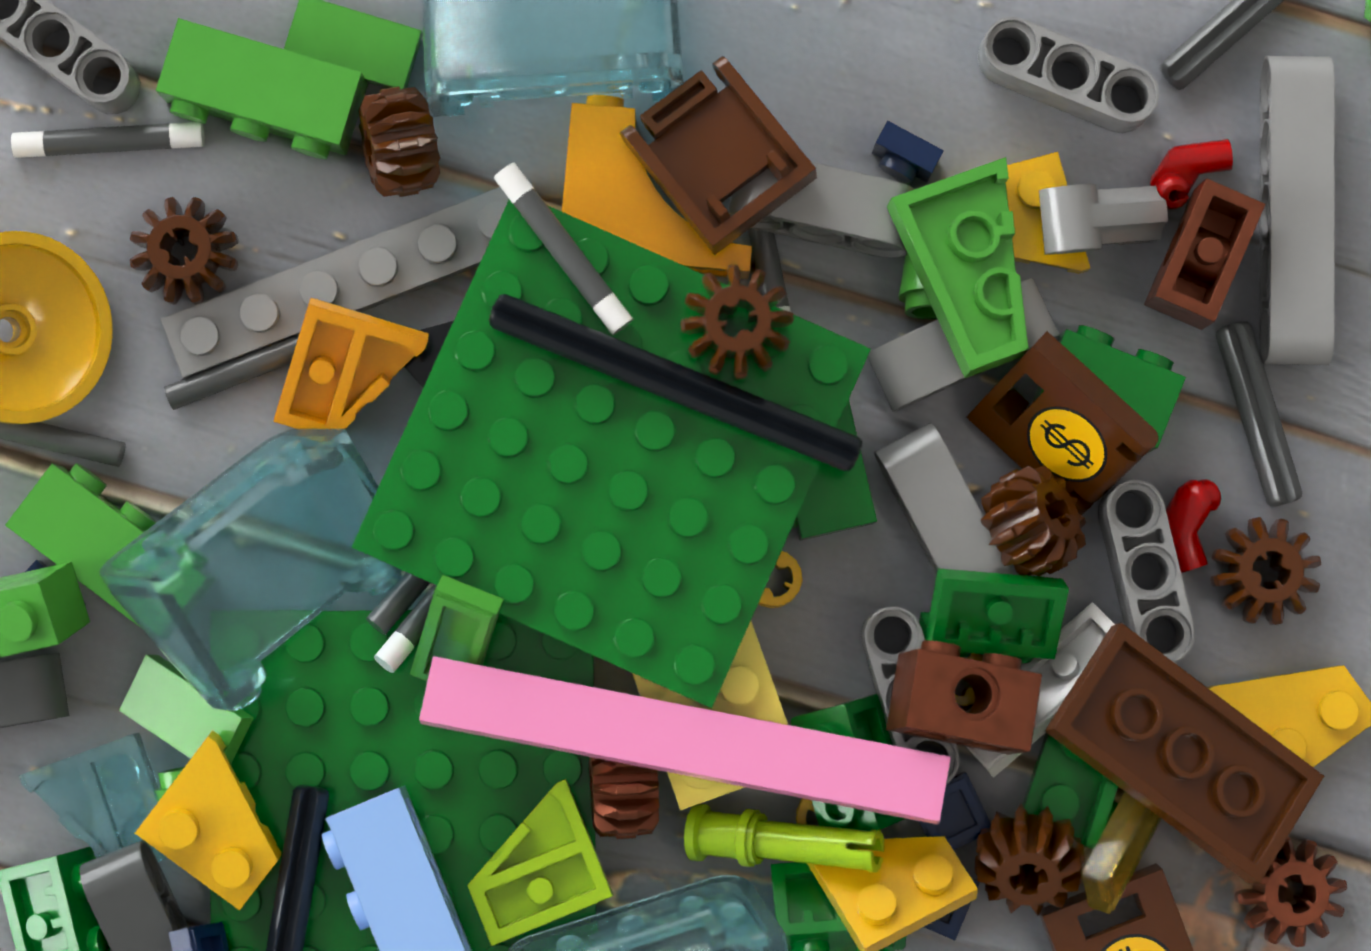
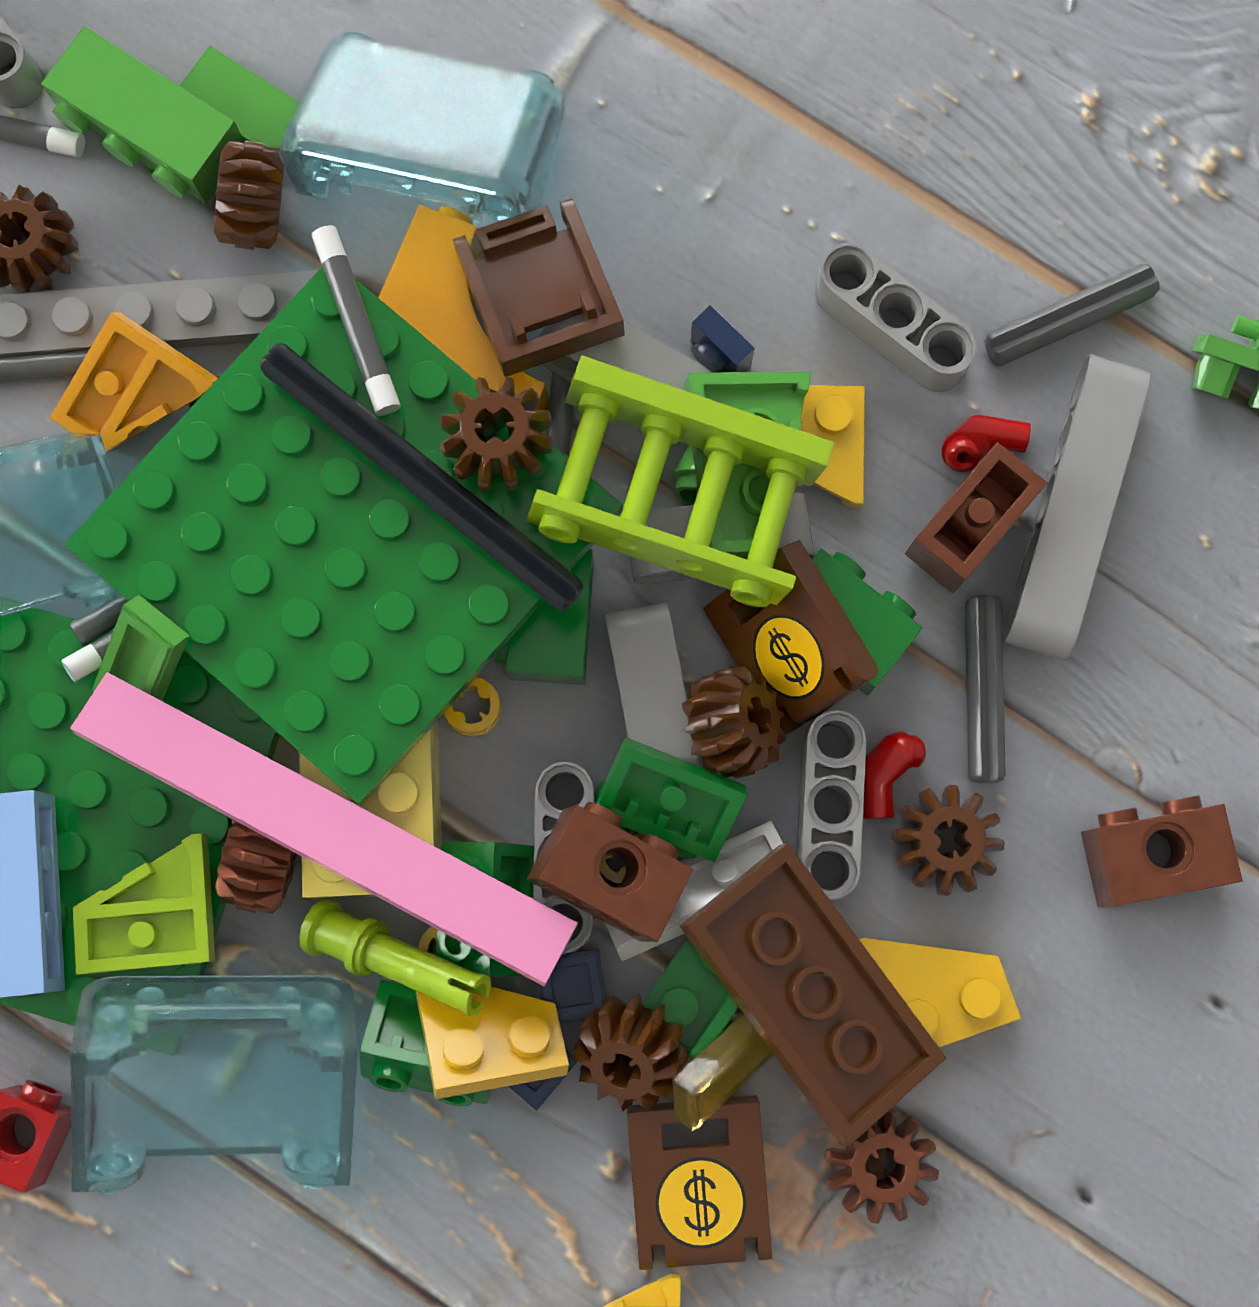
camera: 20 degrees right, 5 degrees down
(953, 258) = (726, 438): none -> lime fence
(1087, 217) = (874, 453): light grey piece -> none

